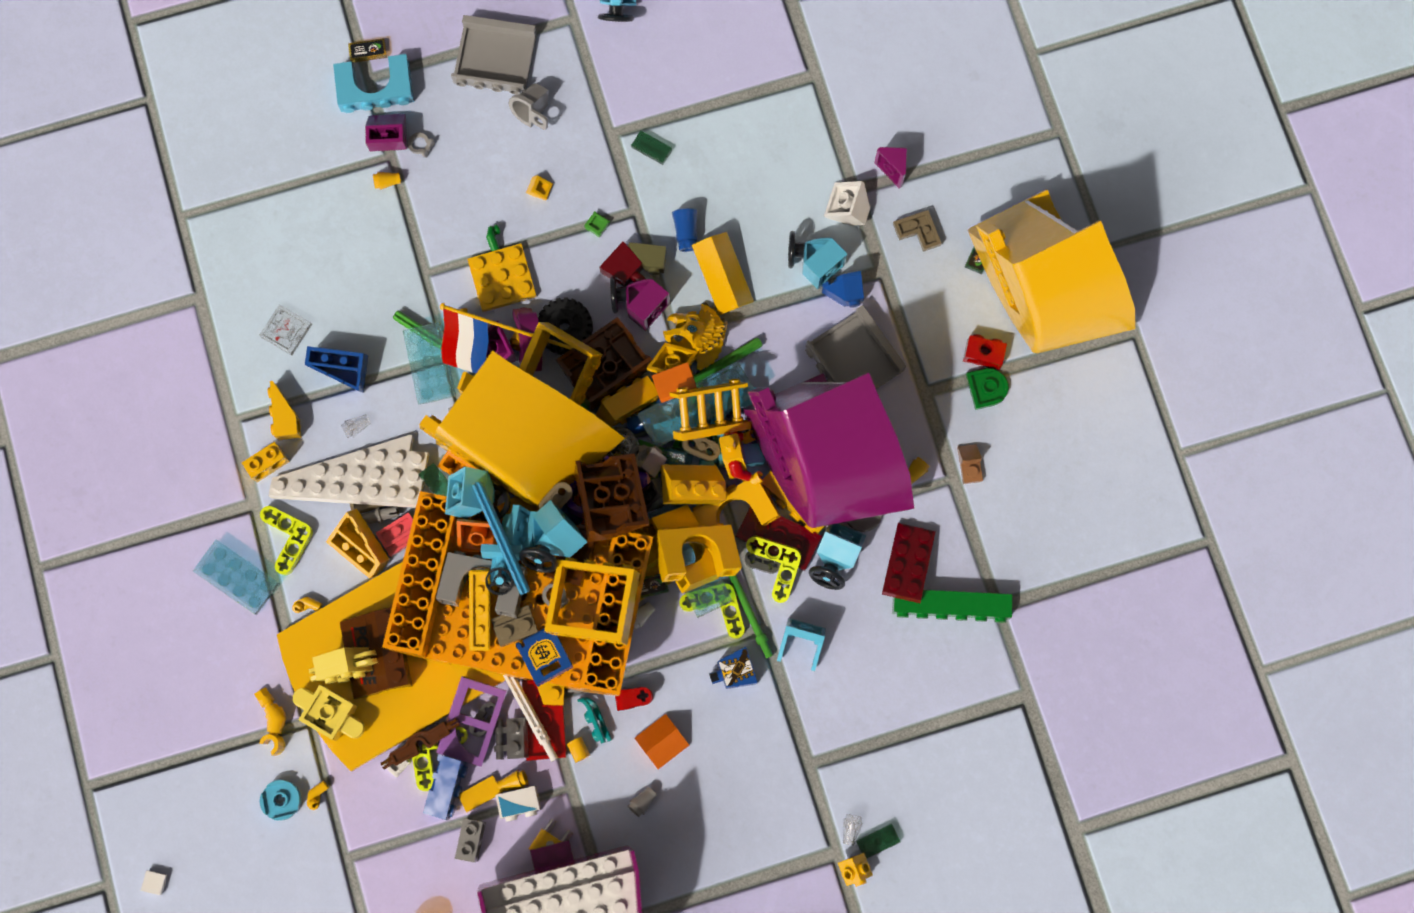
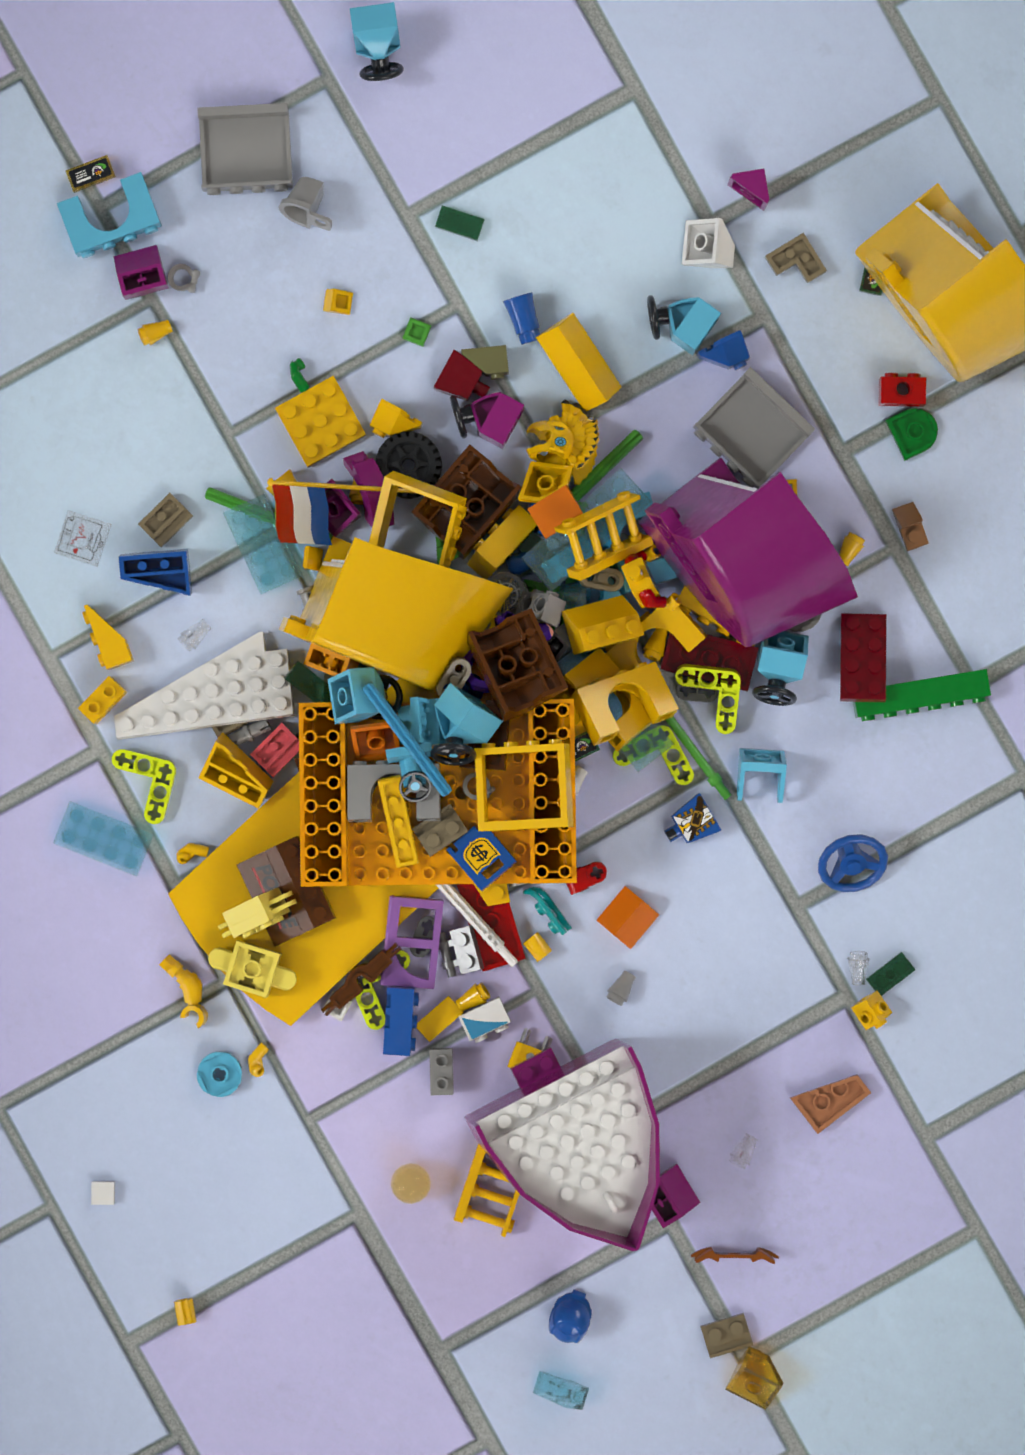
camera: 20 degrees left, 10 degrees up
(356, 328) = (165, 520): none -> dark tan plate
(559, 285) = (392, 420): none -> yellow slope
(736, 515) = (655, 646): none -> yellow cone
(864, 735) = (852, 862): none -> blue piece

